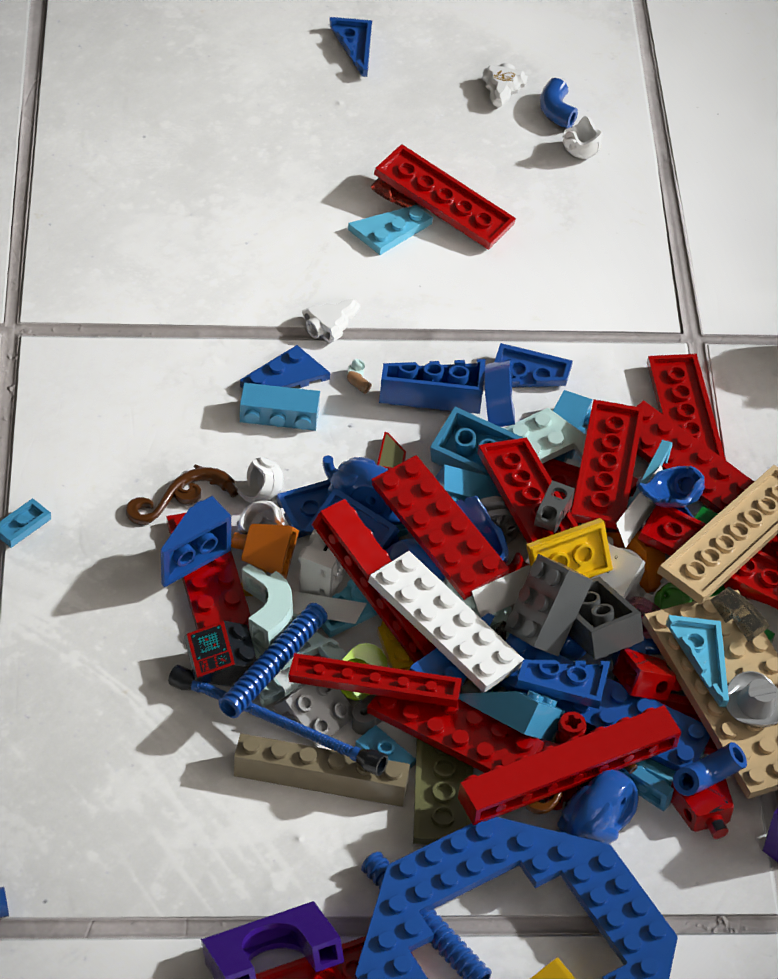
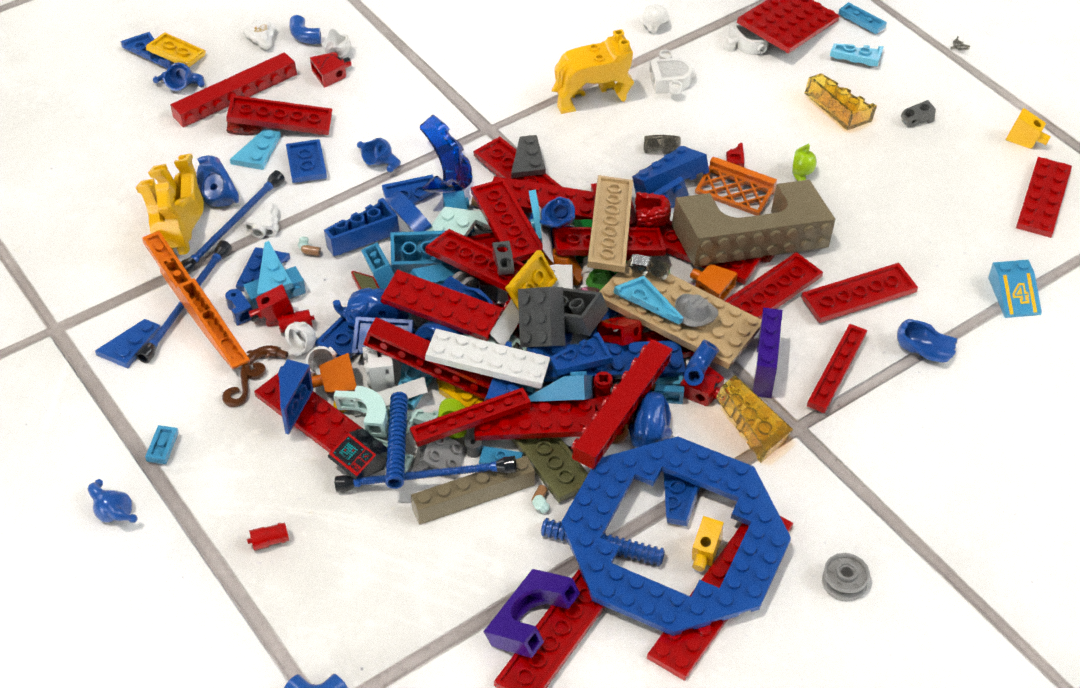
camera: 30 degrees left, 0 degrees up
(53, 691) = (267, 536): none -> red piece
(75, 388) = (124, 347): none -> blue wing
(87, 406) = (147, 351): none -> hose
(176, 374) = (195, 301): none -> orange slope
(206, 327) = (273, 181): none -> blue hose
(222, 262) = (173, 203): none -> yellow piece
(223, 414) = (238, 305): none -> blue leg
(260, 428) = (272, 305): none -> red torso
(282, 456) = (300, 316): none -> red piece
(284, 389) = (272, 271): none -> medium azure wing
(306, 243) = (215, 182): none -> blue piece
(364, 93) = (179, 76): none -> blue piece
(385, 58) = (175, 49): none -> yellow tile
(391, 825) = (538, 499): none -> light aqua arm
(416, 436) = (378, 264): none -> dark azure brick
(422, 137) = (242, 84): none -> red brick
(435, 268) = (306, 161): none -> blue plate
(528, 301) = (379, 152): none -> blue piece
(553, 165) = (329, 68): none -> red torso
(558, 926) = (679, 499): none -> blue wing
(617, 351) = (454, 163): none -> clear blue windscreen
(708, 398) = (528, 158): none -> dark grey wing
(730, 880) = (754, 418): none -> clear yellow wedge

